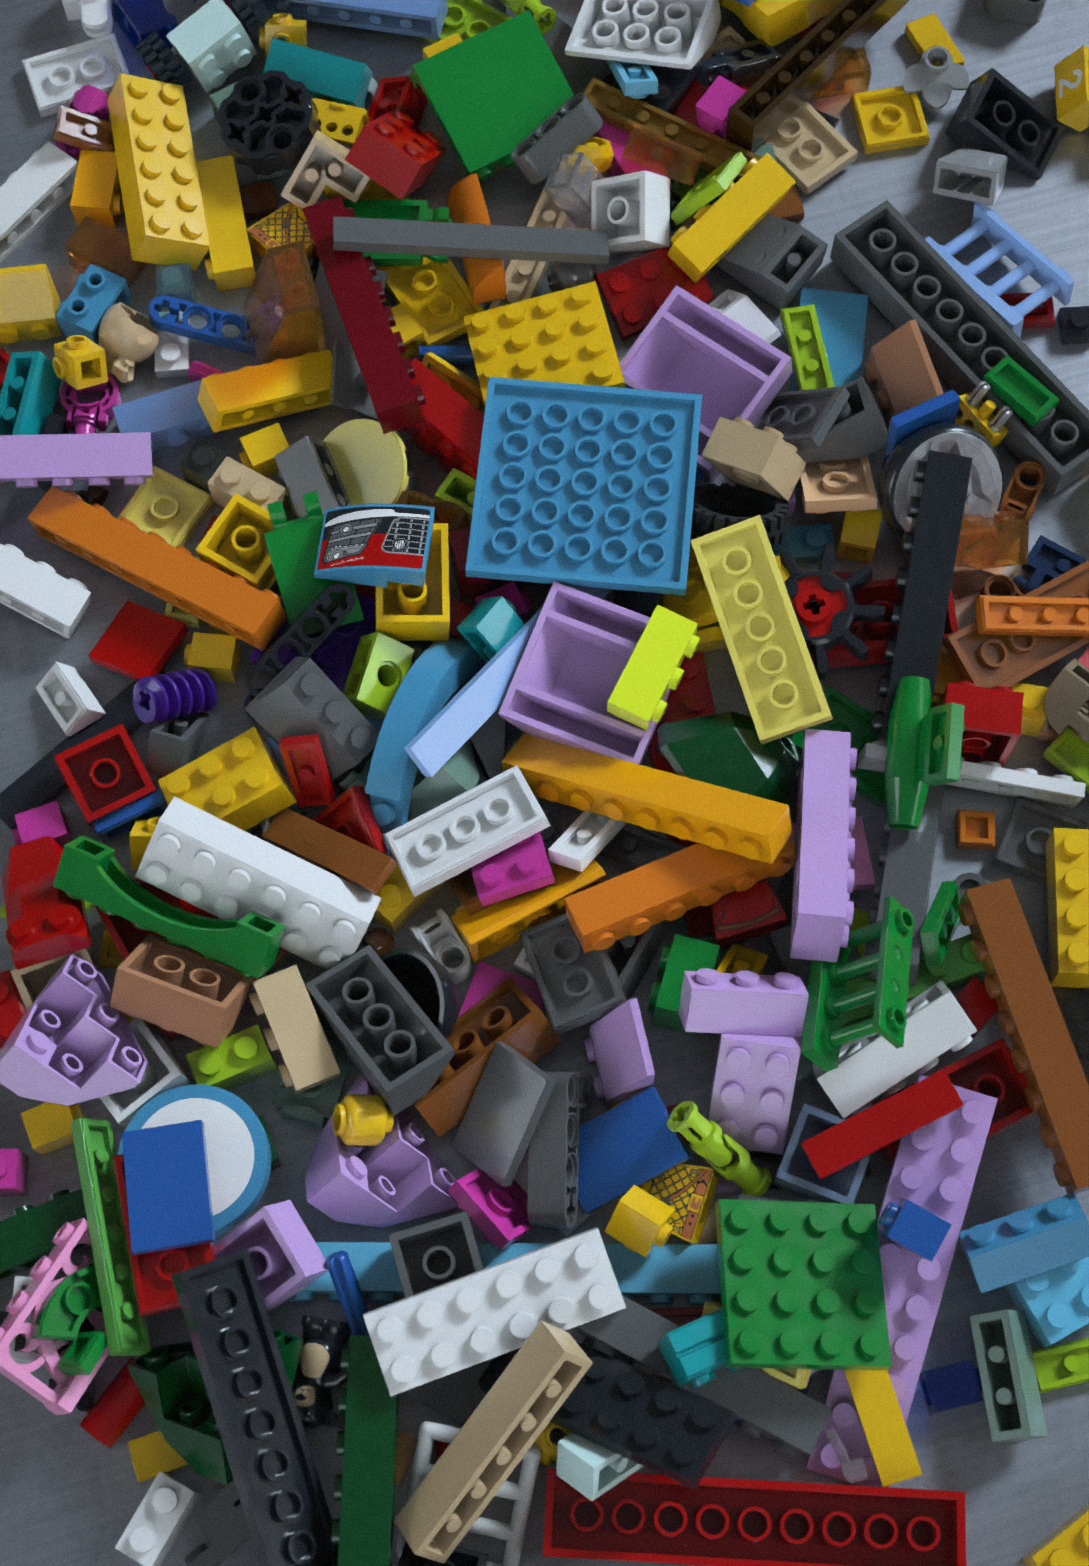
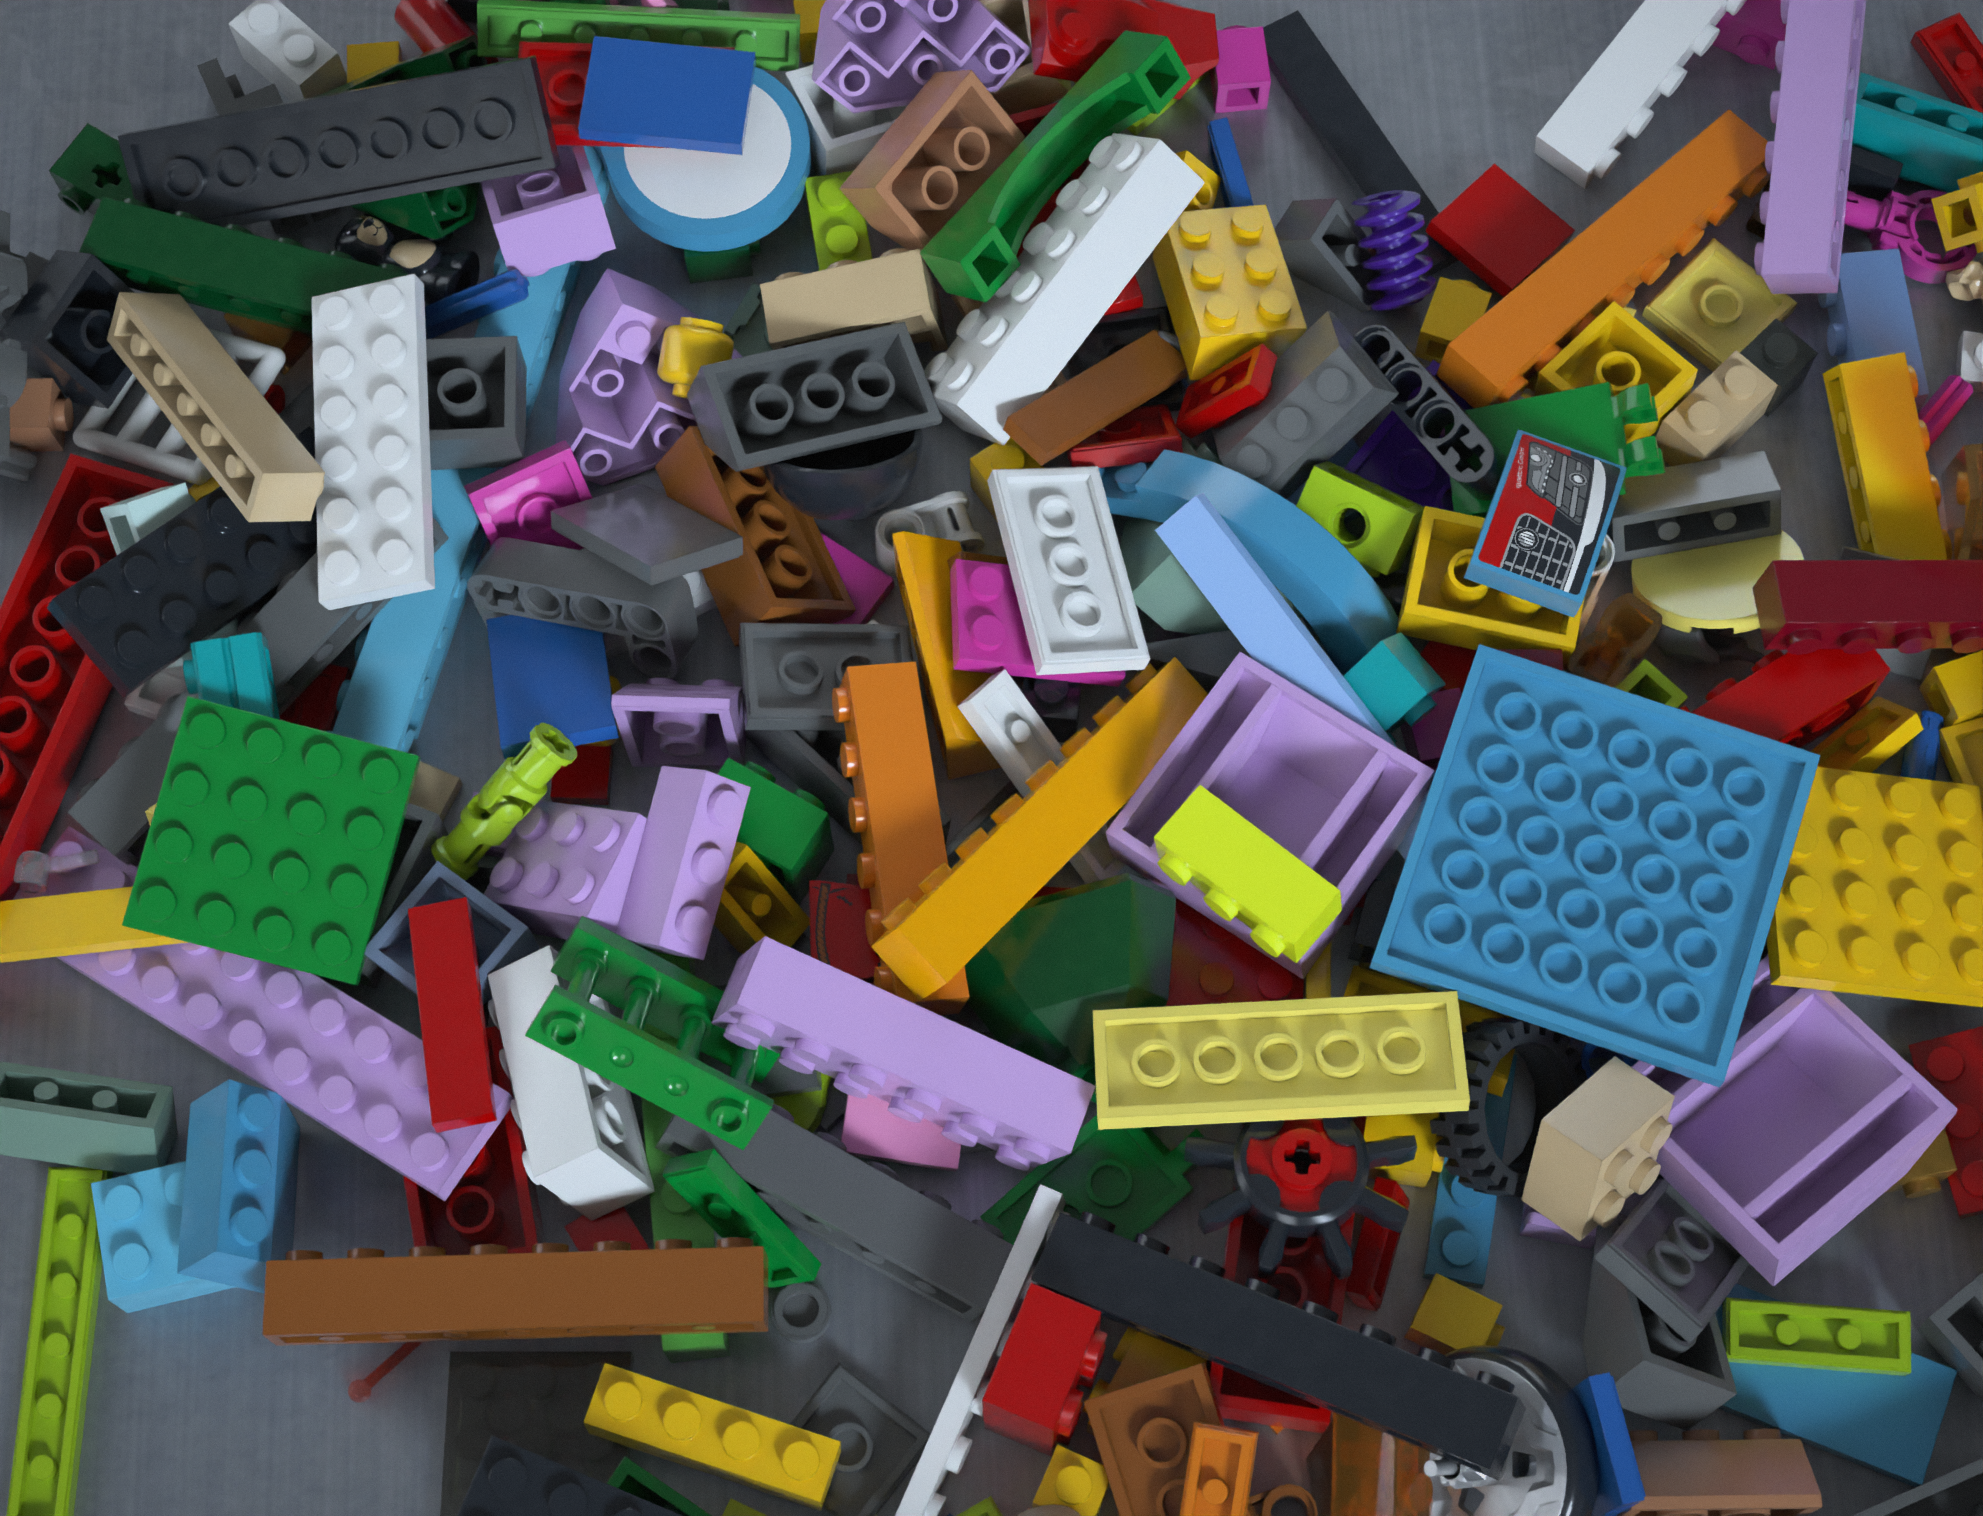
camera: 105 degrees right, 0 degrees up
(69, 698) = (1434, 133): white slope -> none
(104, 773) = (1294, 142): red brick -> none
(261, 448) = (1791, 451): yellow brick -> none
(379, 940) = (955, 452): reddish brown hinge -> none
(640, 1221) = (441, 671): yellow brick -> none
(689, 1192) = (456, 742): torso -> none
(745, 313) = (1900, 1244): white slope -> none
(838, 486) = (1535, 1293): light nougat plate -> none
(913, 1228) = (285, 999): blue brick -> none
(920, 750) = (1011, 1241): green plate -> none
(951, 1387) = (98, 1039): clear blue brick -> none
(975, 829) = (899, 1354): orange tile -> none

